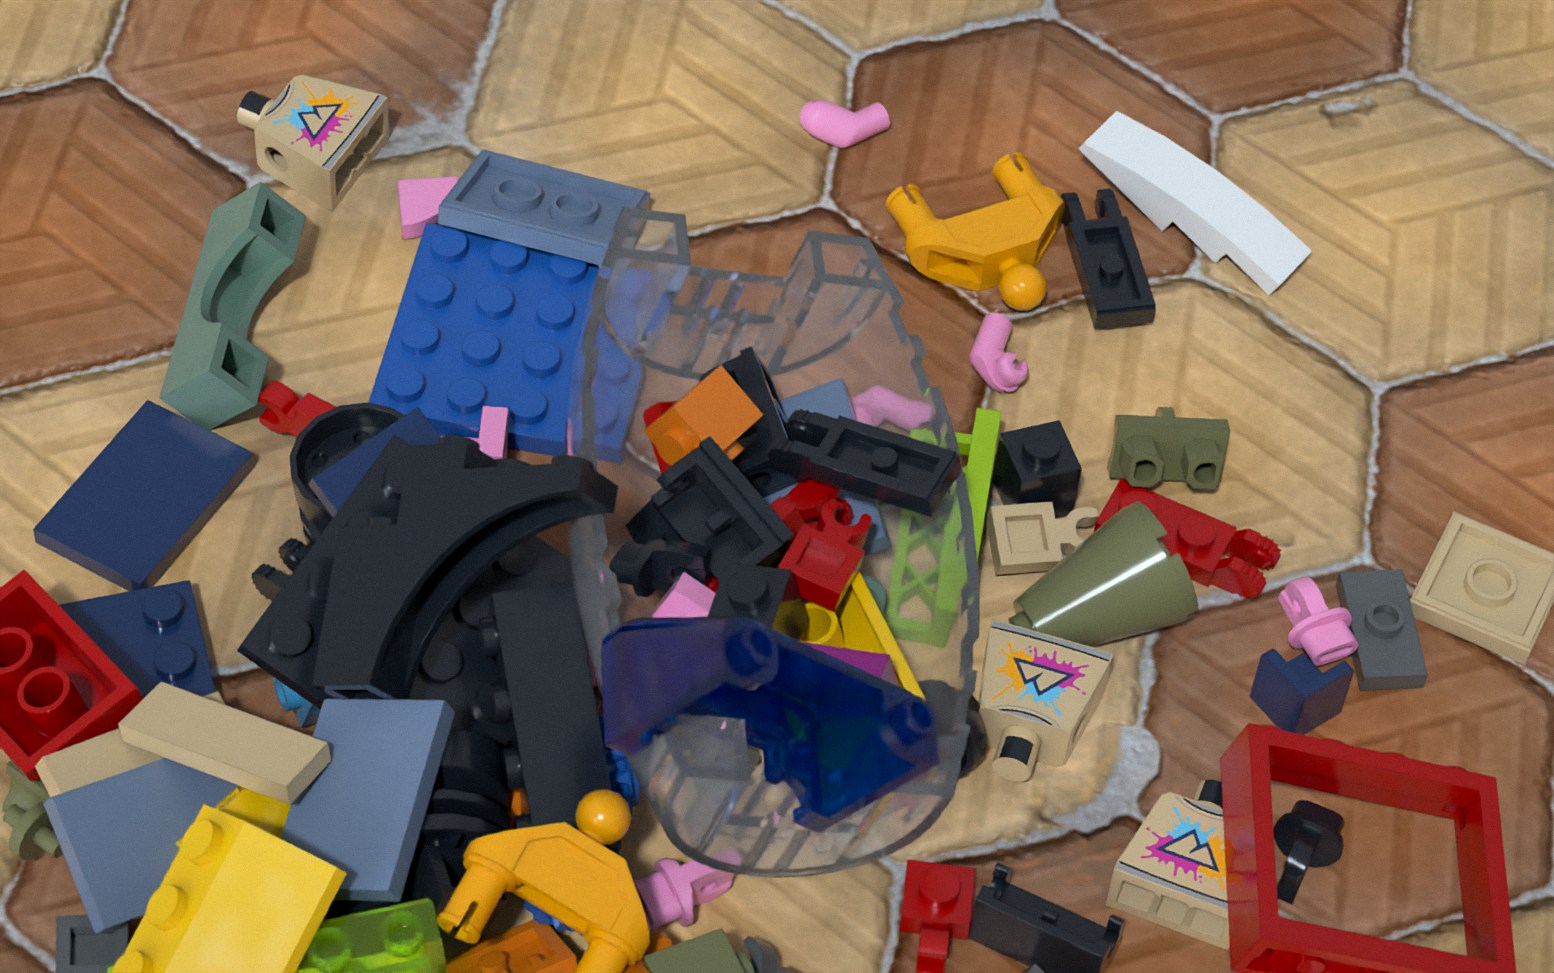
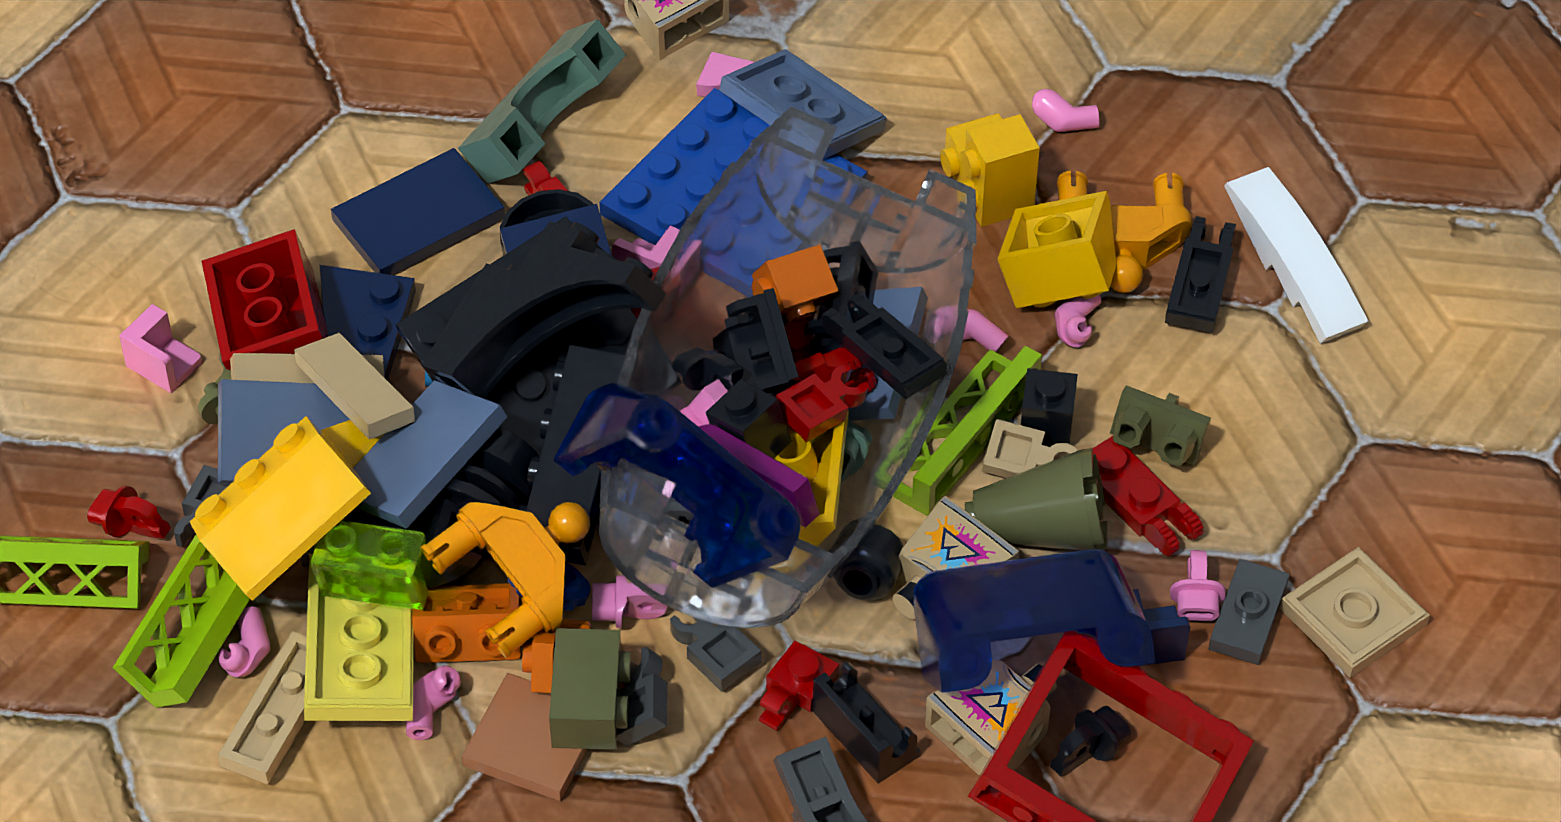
camera: 30 degrees right, 0 degrees up
(822, 193) = (997, 161): none -> yellow brick
(824, 908) = (717, 650): none -> dark grey plate
(953, 280) = (1059, 250): none -> yellow slope
(1122, 744) = (1020, 598): none -> clear blue windscreen

